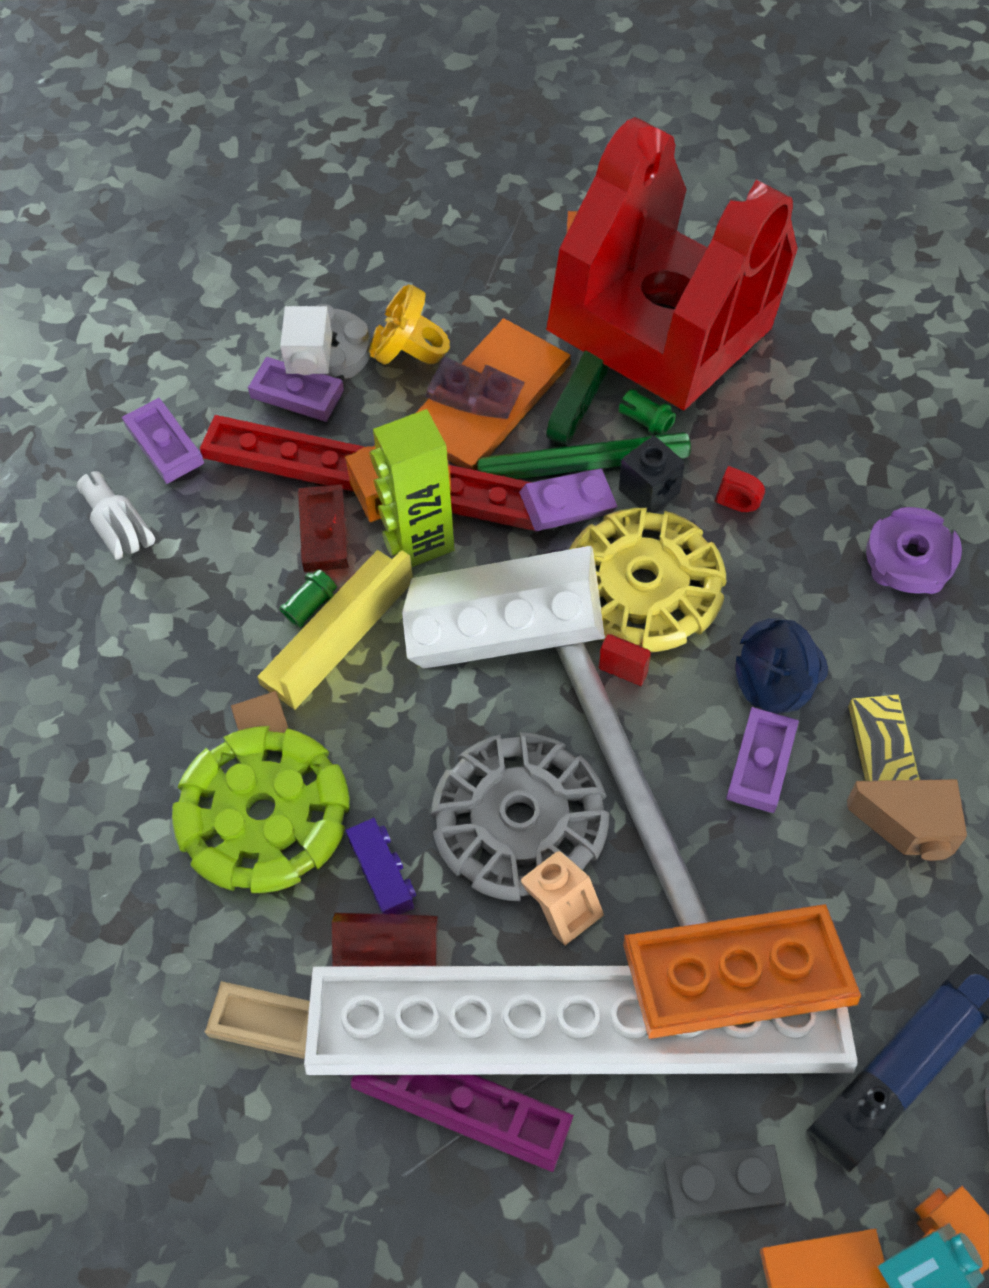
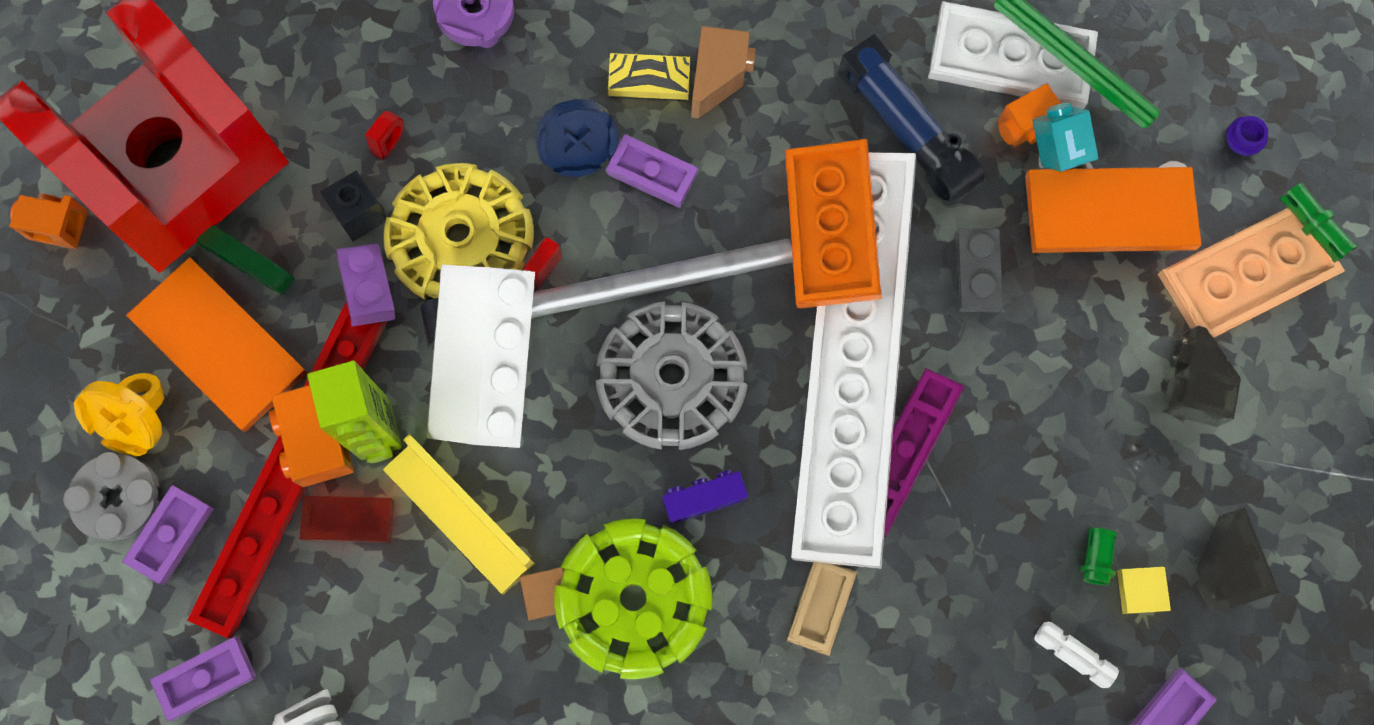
camera: 90 degrees left, 15 degrees up
(306, 340) = (121, 513): white brick -> none
(308, 597) = (424, 539): green pin -> none
(384, 940) = (772, 498): clear red plate -> none
(474, 392) = (218, 353): slope -> none
(564, 896) = (751, 348): light nougat bracket -> none
(575, 457) = (313, 267): green axle -> none
(648, 413) = (276, 198): green pin -> none

